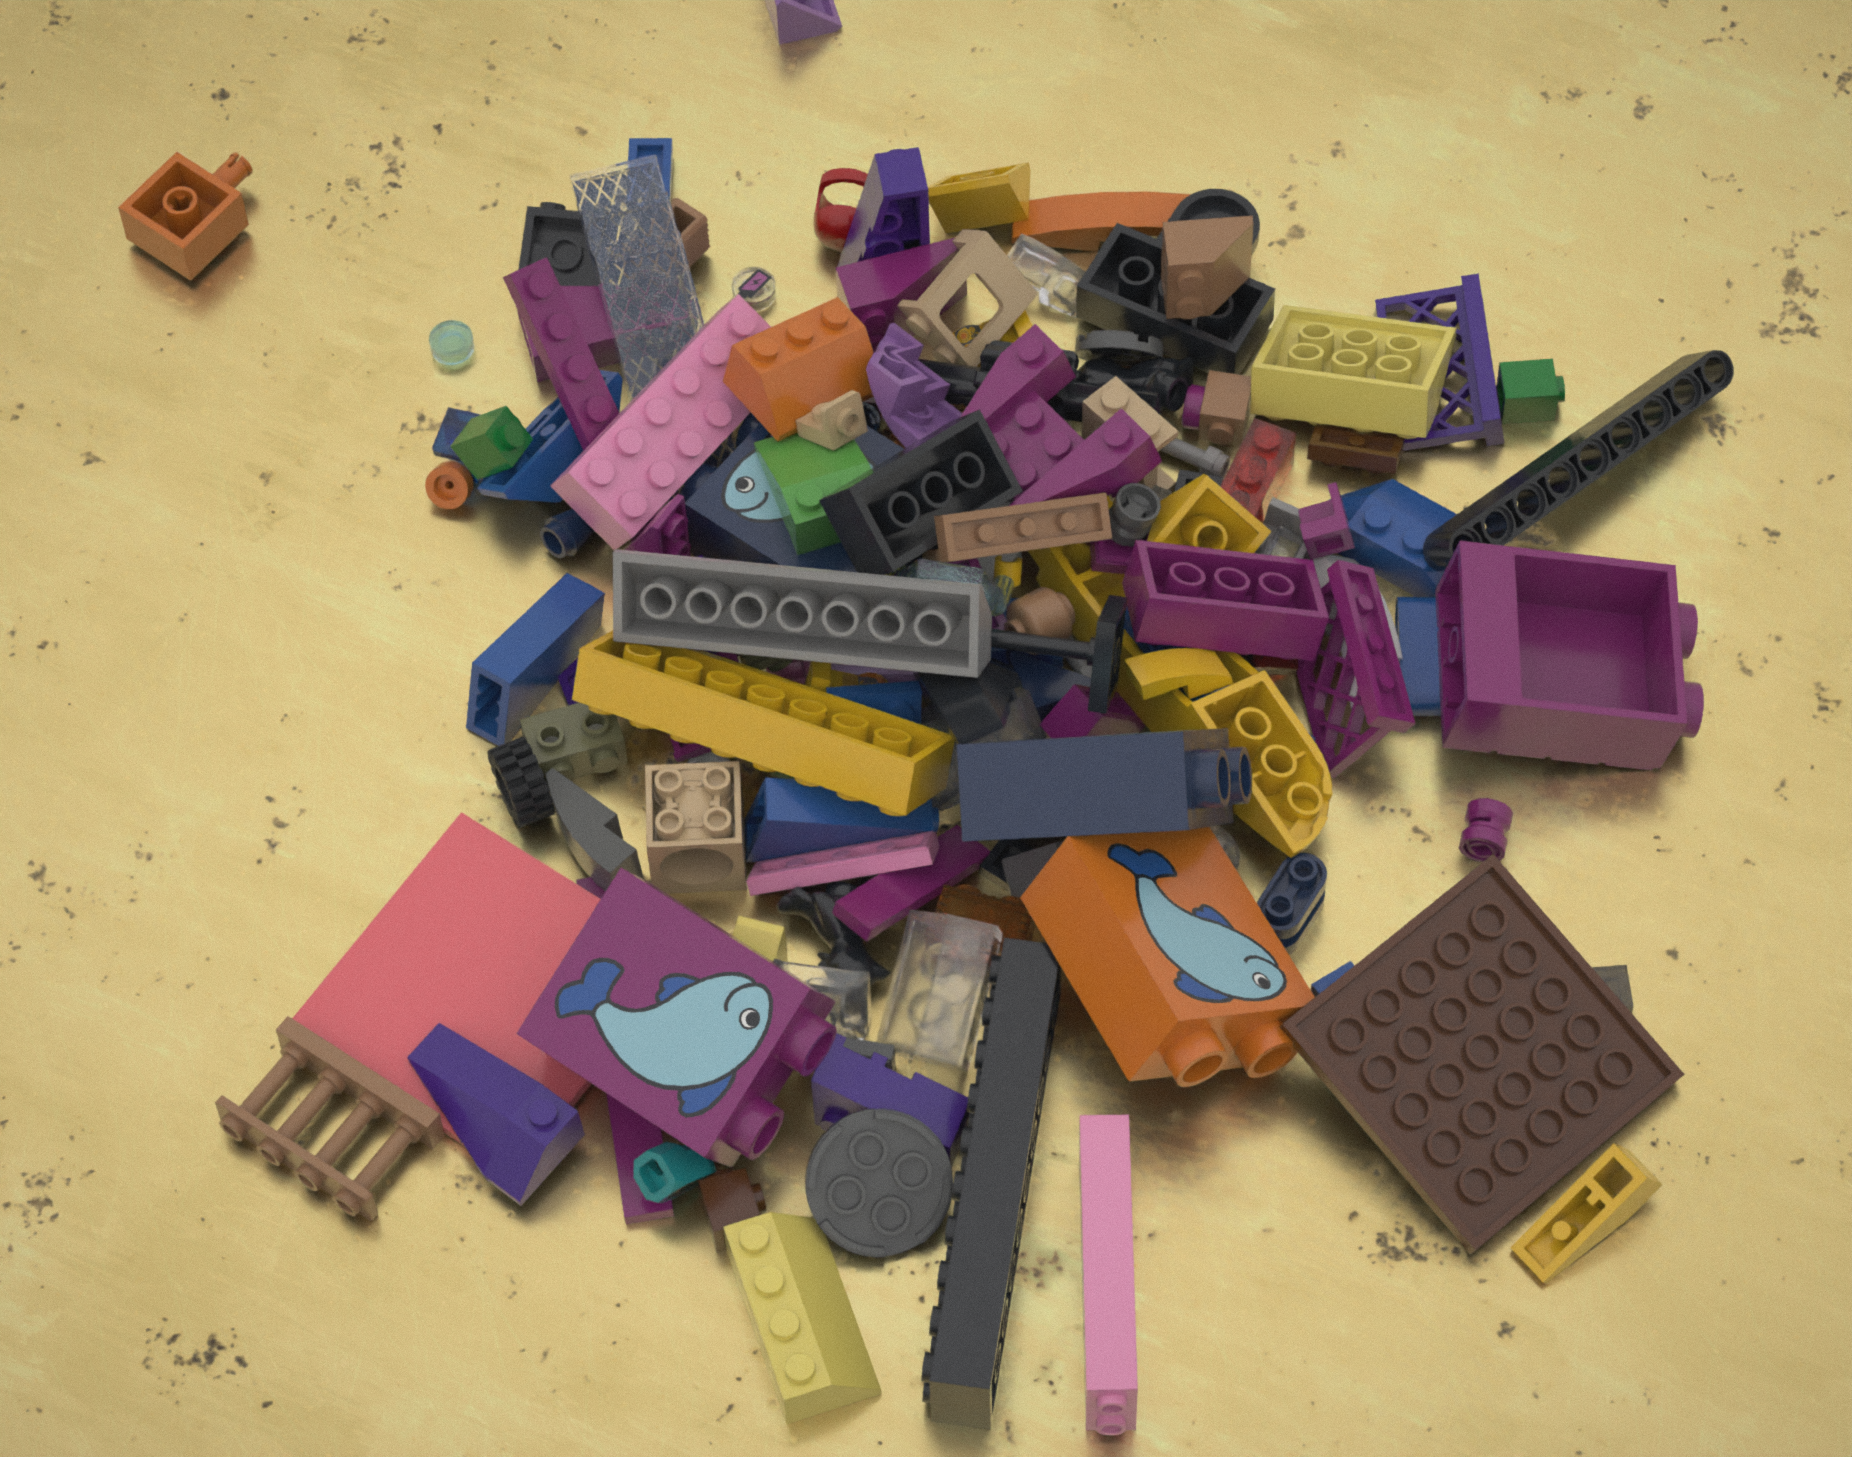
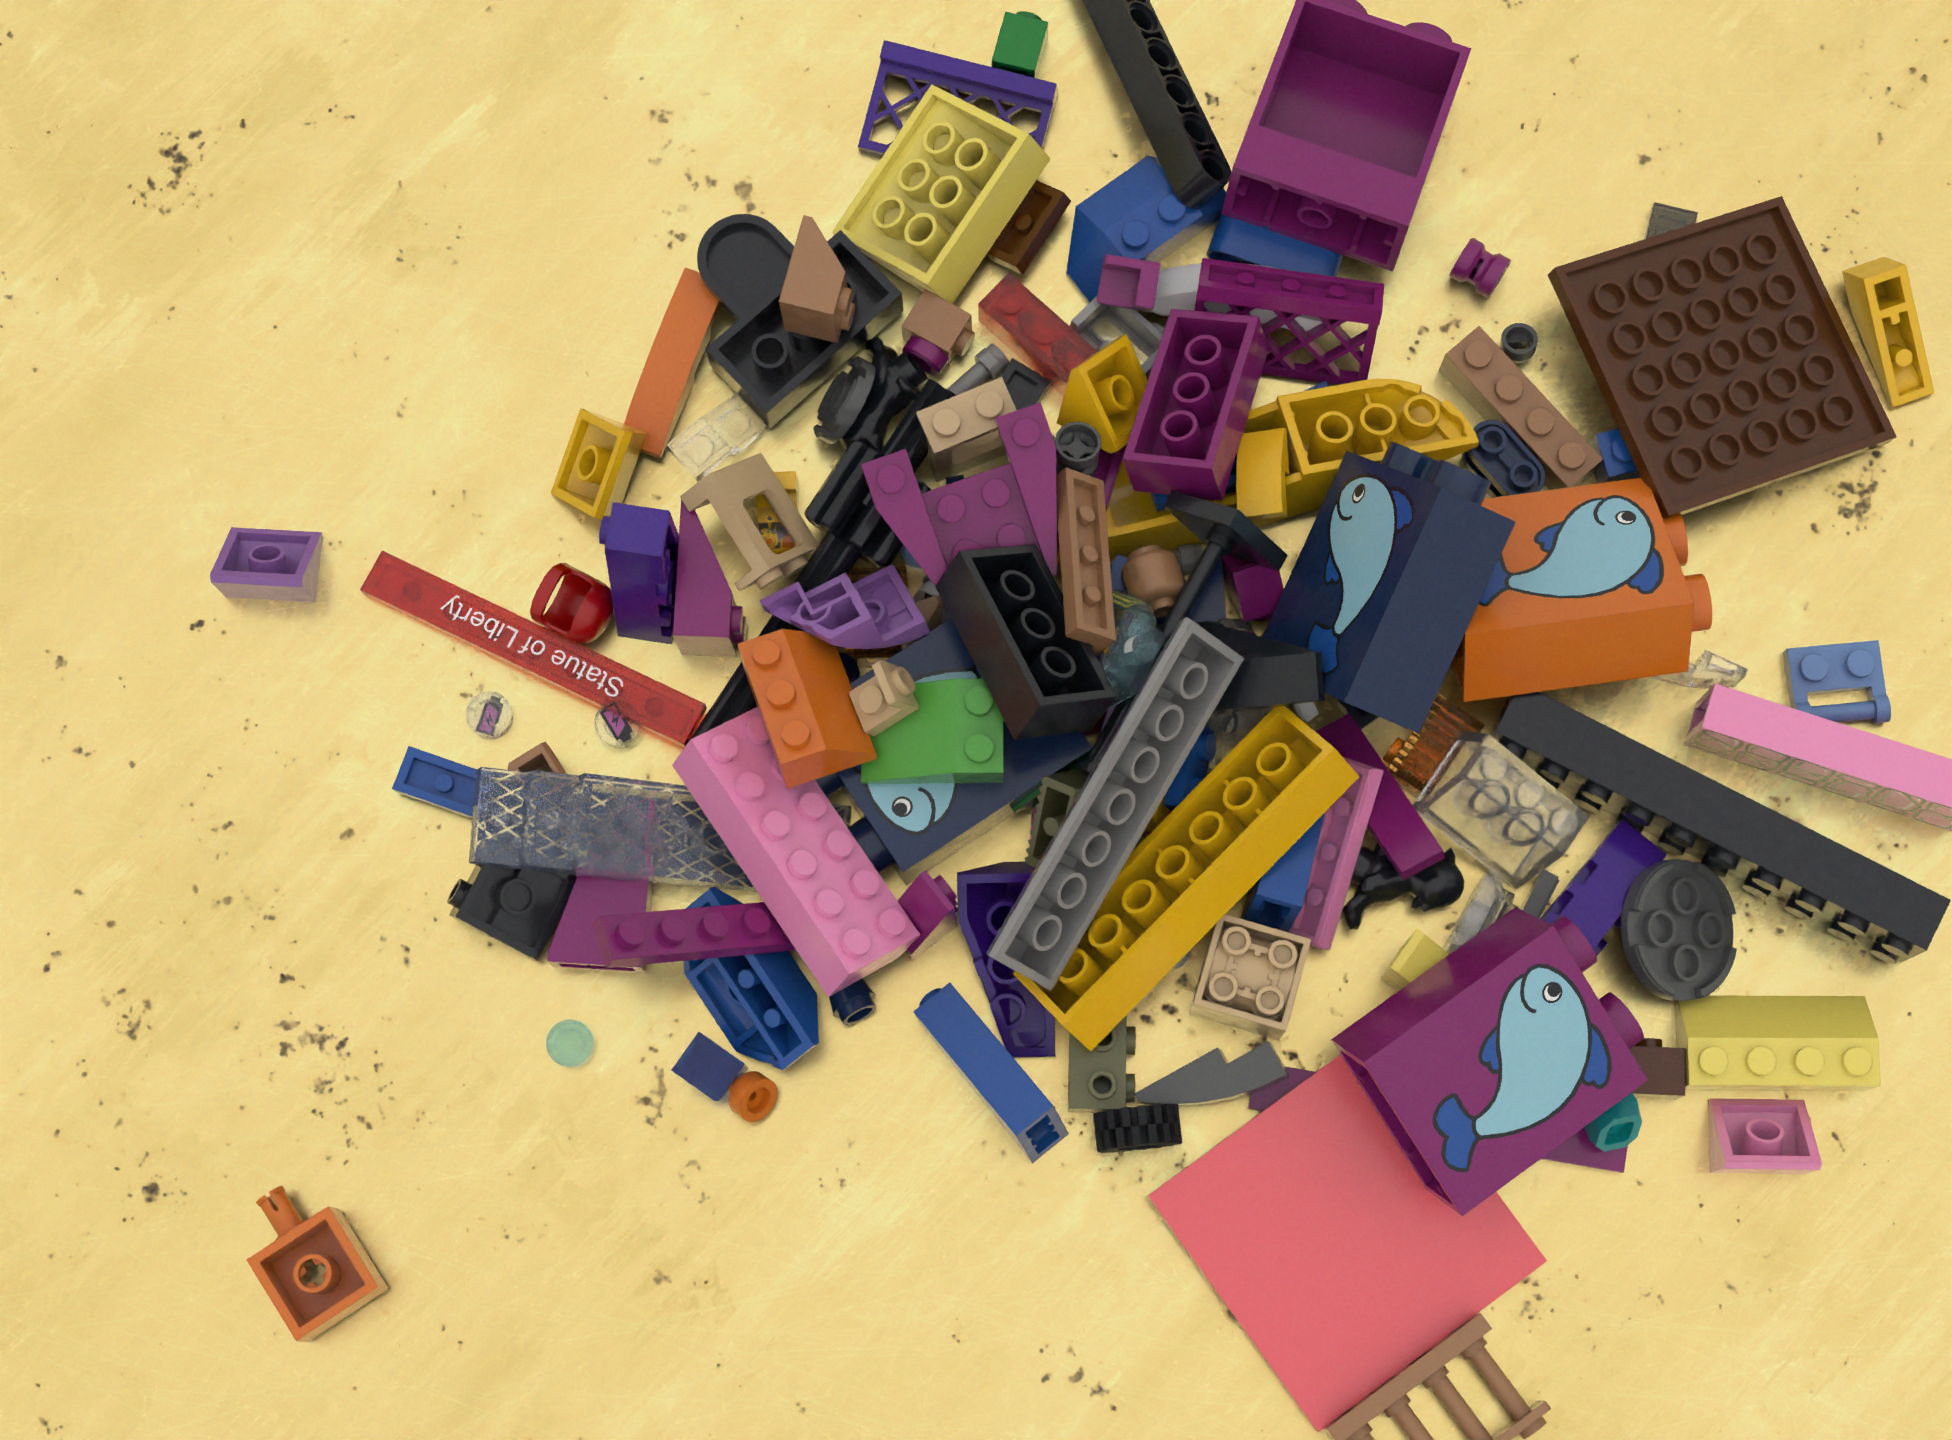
camera: 70 degrees left, 20 degrees up
(491, 442) = (743, 1038): green brick -> none
(499, 1113) = (1496, 1257): dark purple wedge -> none
(700, 1327) = (1761, 1137): none -> bright pink slope
(725, 194) = (489, 715): none -> clear tile
(796, 193) = (534, 649): none -> clear red tile
(1153, 1137) = (1706, 672): none -> clear slope
(1207, 1267) = (1836, 670): none -> medium blue plate
(1353, 897) = (1505, 394): none -> medium nougat brick
(1430, 886) = (1519, 337): none -> dark grey hinge

